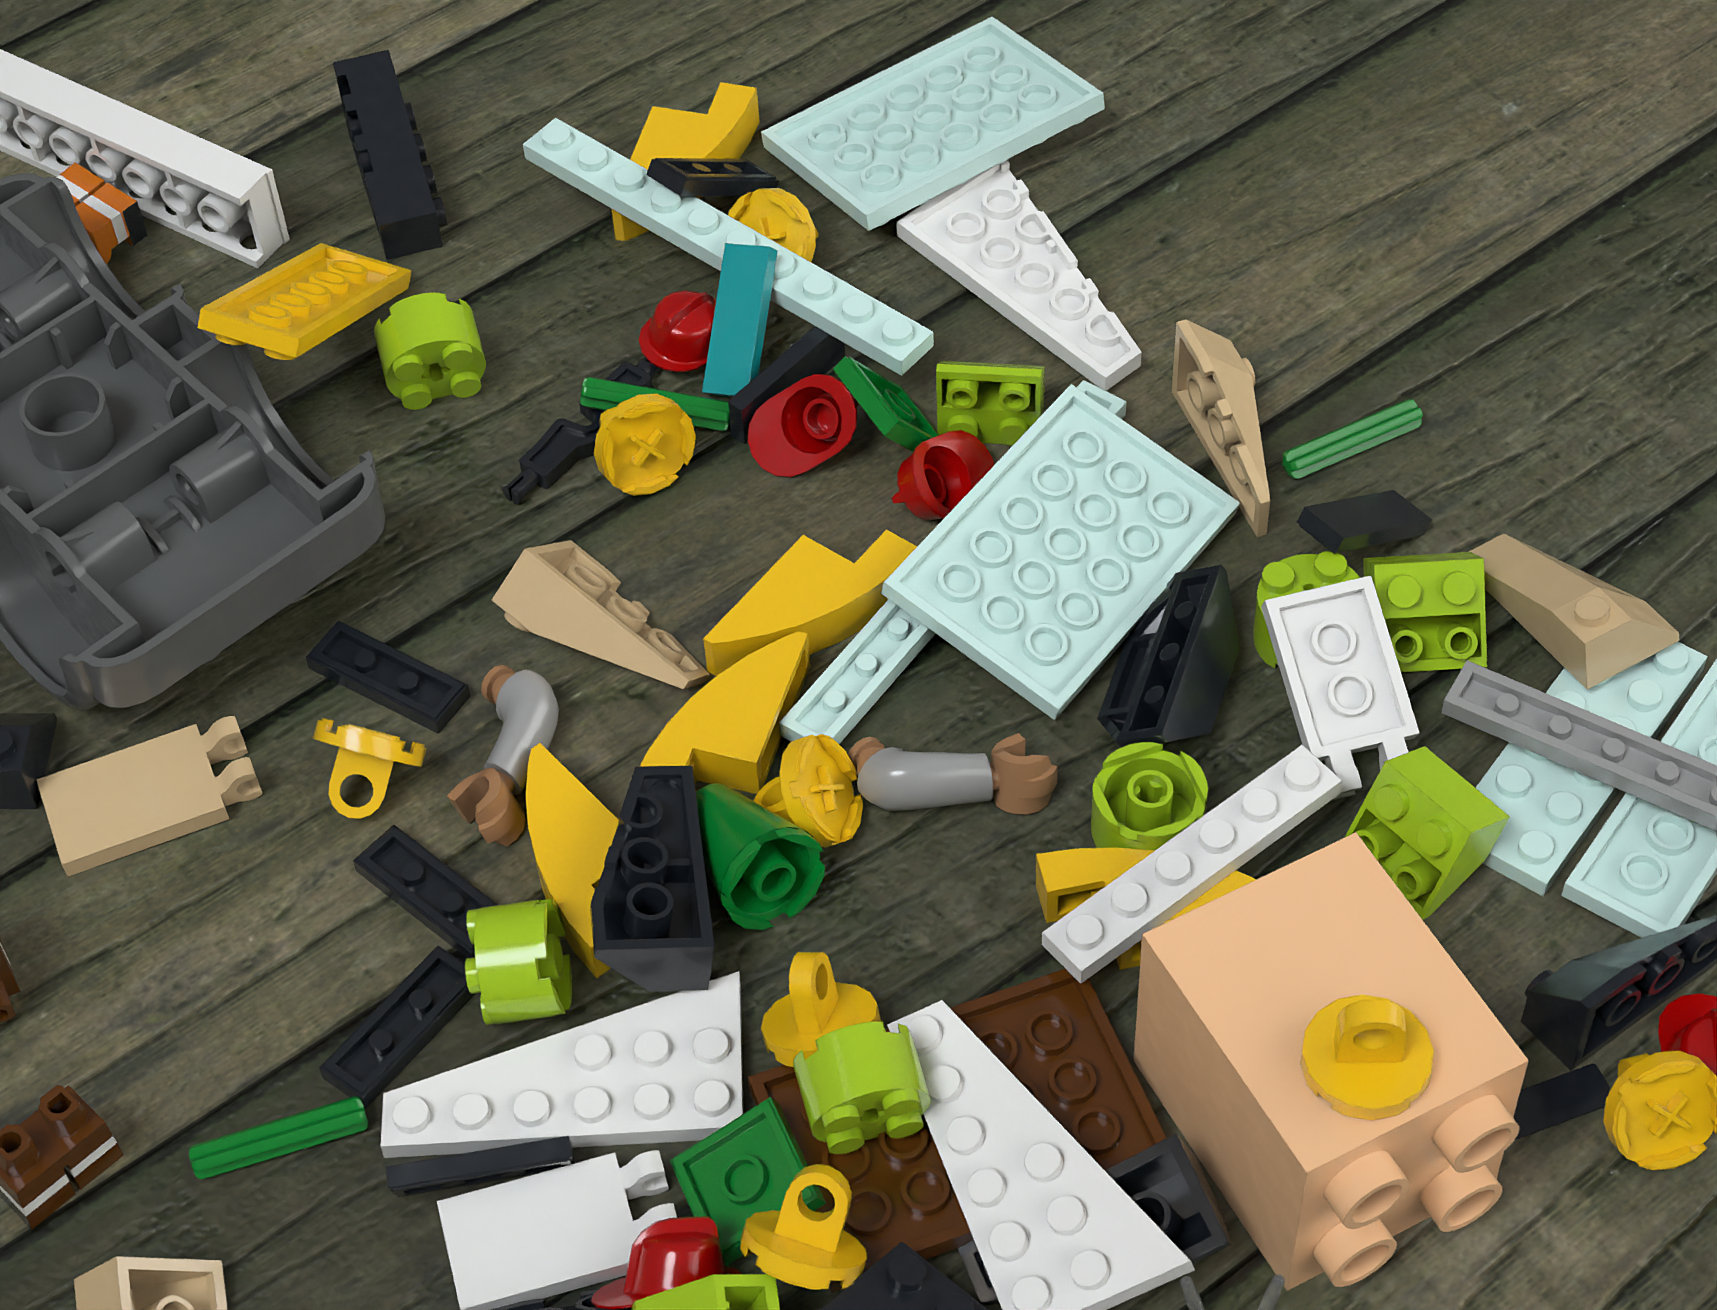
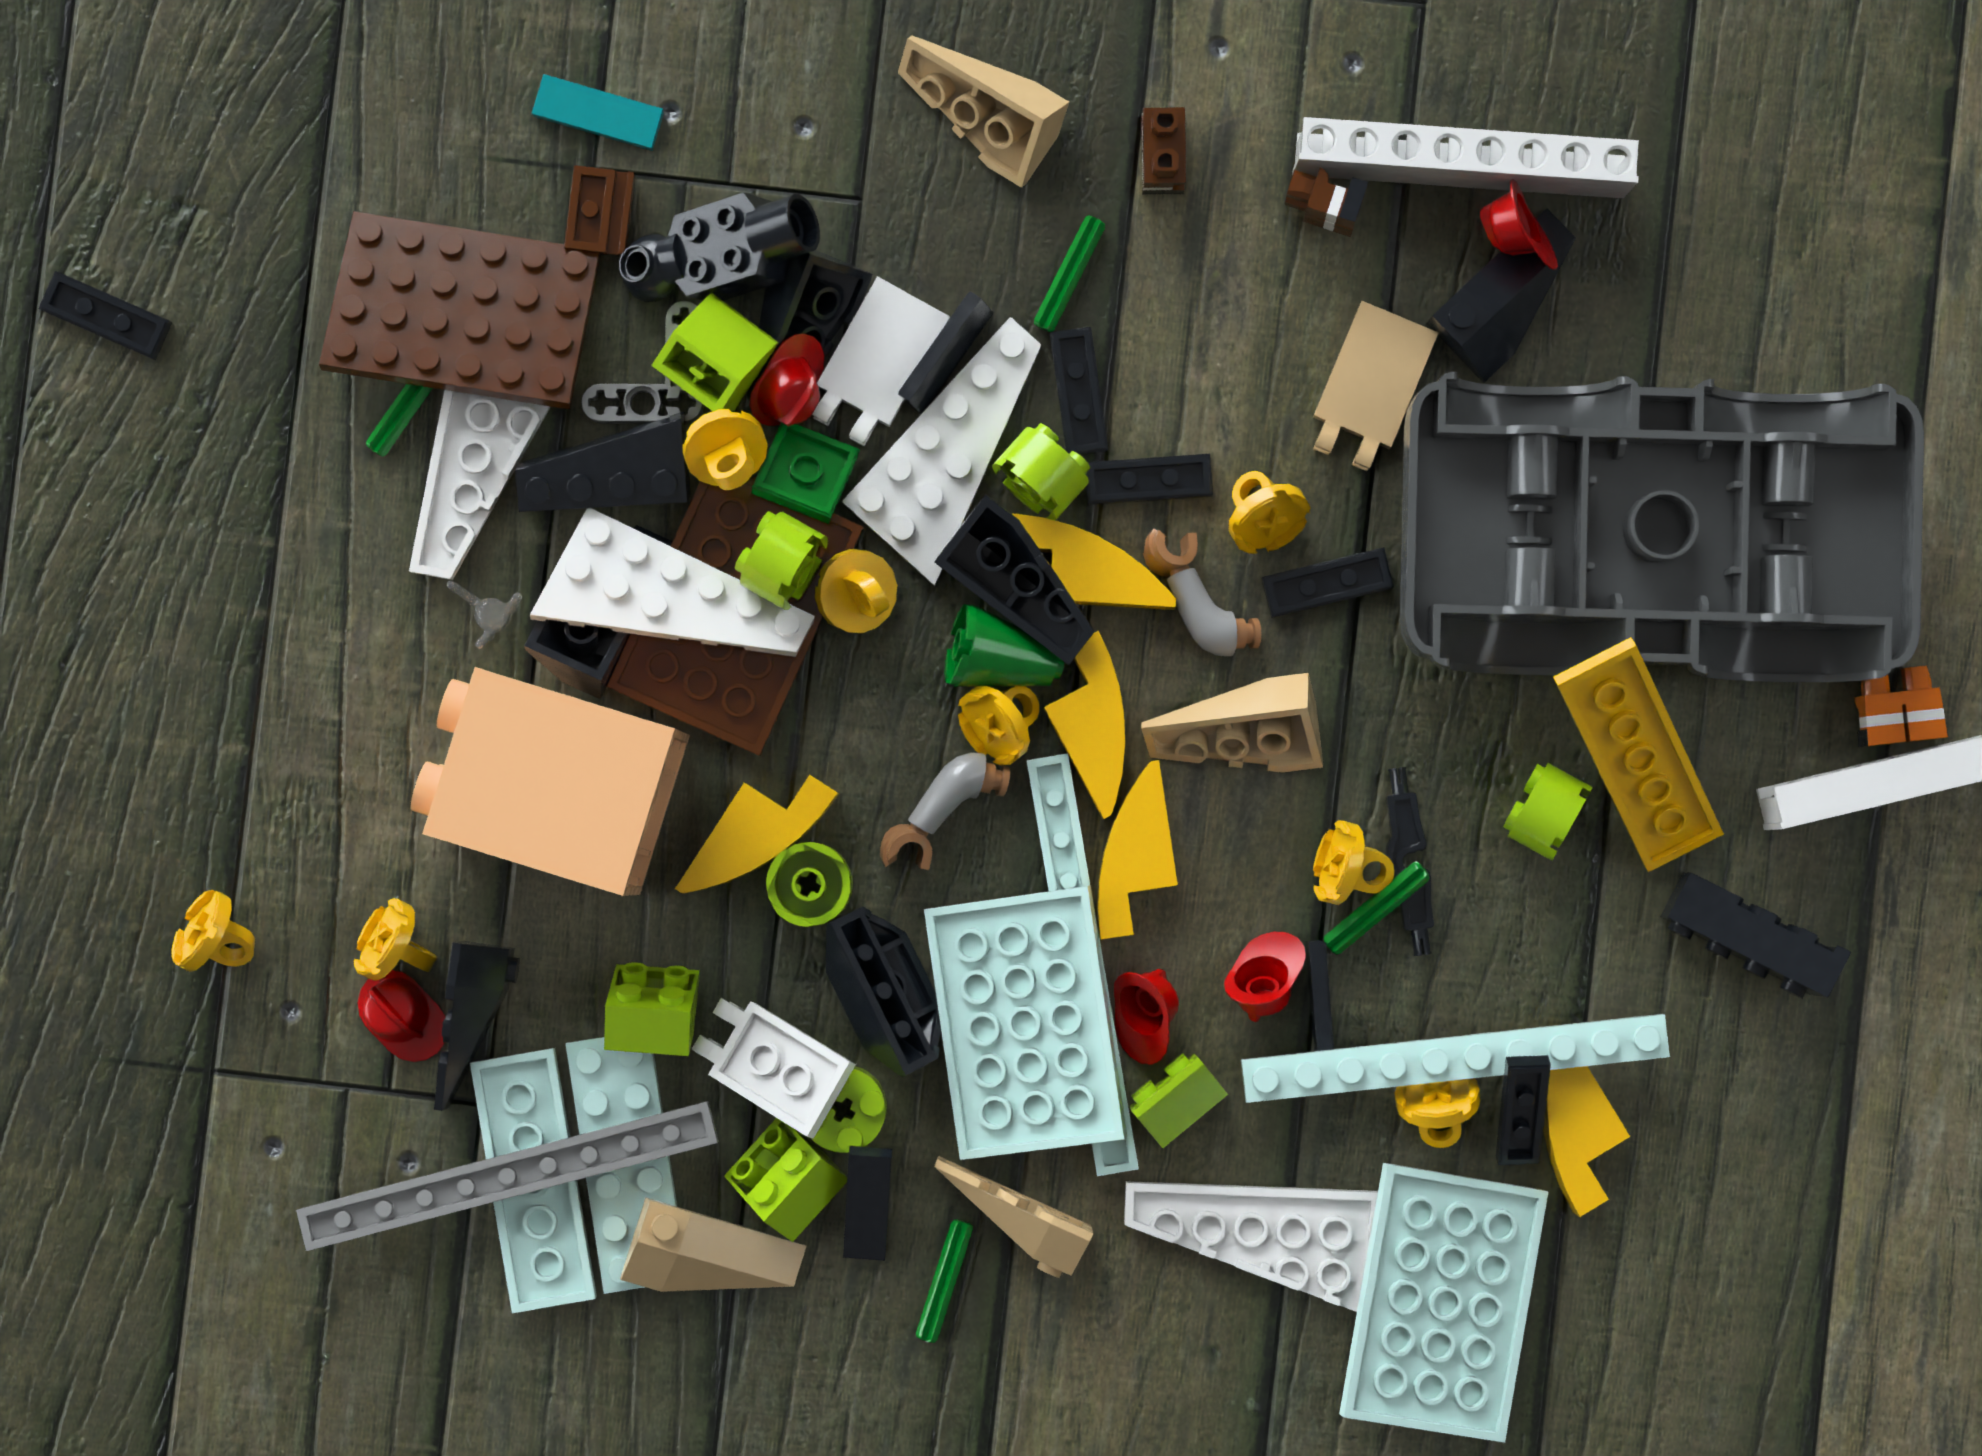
camera: 135 degrees right, 35 degrees up
(679, 331) = (1420, 989): red piece -> none
(739, 318) = (1380, 1008): teal tile -> none
(886, 404) = (1219, 1027): green tile -> none
(1190, 863) = (746, 863): white plate -> none
(1367, 1056) = (497, 755): yellow tile -> none
(1560, 1099) = (458, 911): black sticker -> none

